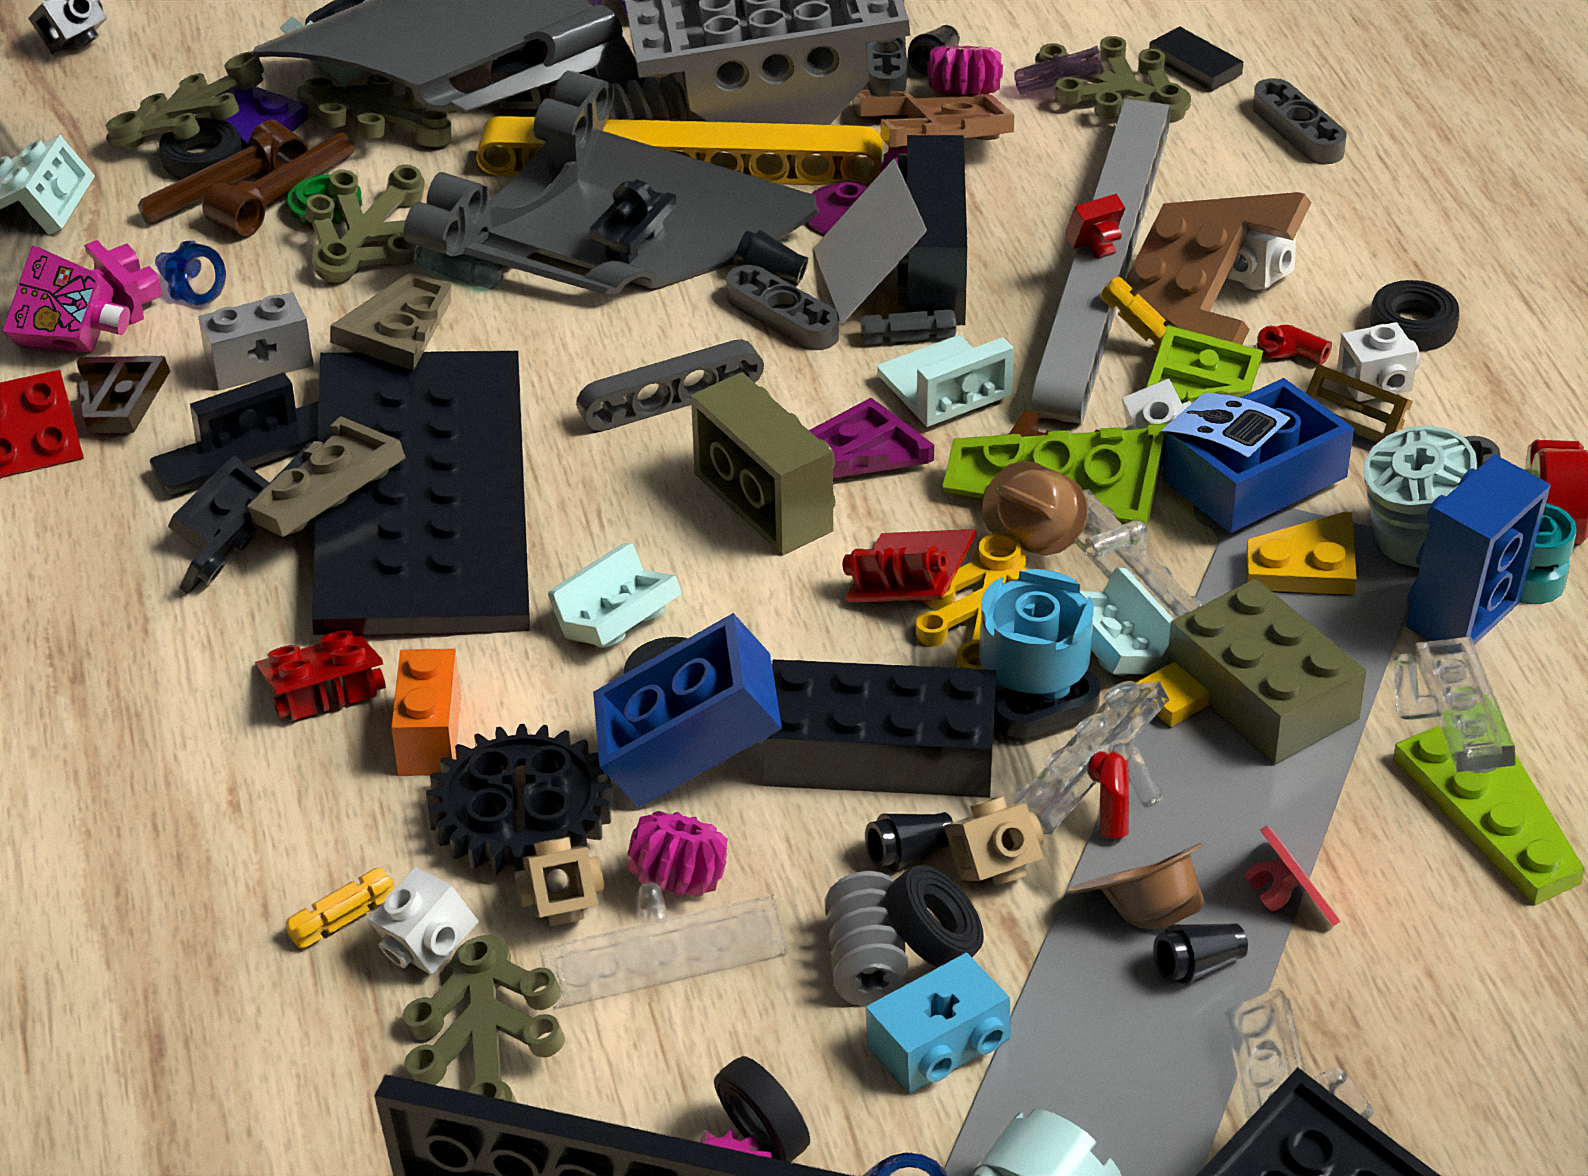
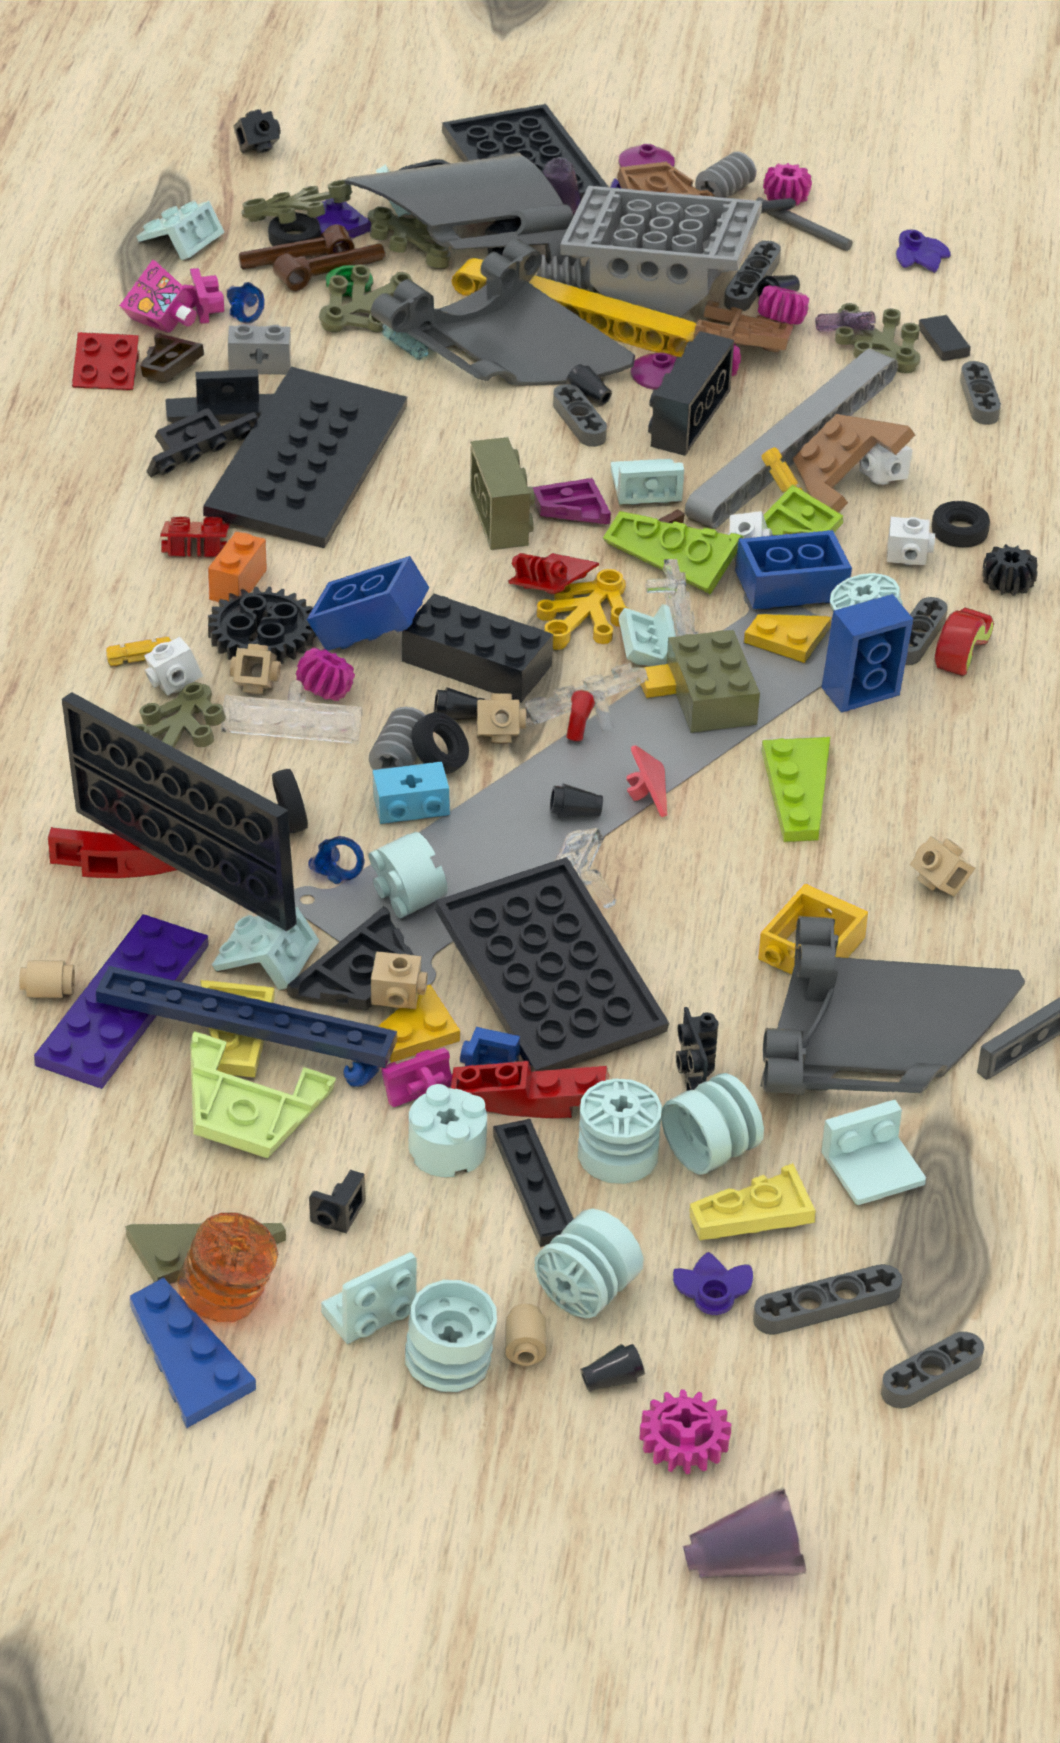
camera: 20 degrees right, 0 degrees up
(327, 477) = (258, 429): dark tan wing -> none
(395, 321) = (345, 361): dark tan wing -> none
(611, 598) = (373, 539): light aqua bracket -> none
(631, 219) = (517, 336): black hips -> none
(717, 362) = (480, 431): dark grey beam -> none
(869, 240) = (644, 387): white sticker -> none
(908, 326) = (646, 446): dark grey axle -> none
(1032, 714) = (580, 662): black plate -> none
(1035, 507) = (642, 560): medium nougat piece -> none
(1036, 632) = (586, 621): medium azure brick -> none
(1096, 225) = (785, 414): red tile -> none
(1153, 893) = (569, 766): medium nougat piece -> none
(1229, 421) = (778, 544): sticker -> none
(1291, 341) = (869, 517): red arm -> none
(1393, 421) = (895, 574): pearl gold tile -> none
(1459, 700) = (805, 731): clear plate -> none
(1536, 363) = (1010, 569): none -> black gear
(1550, 557) = (922, 668): teal wheel -> none

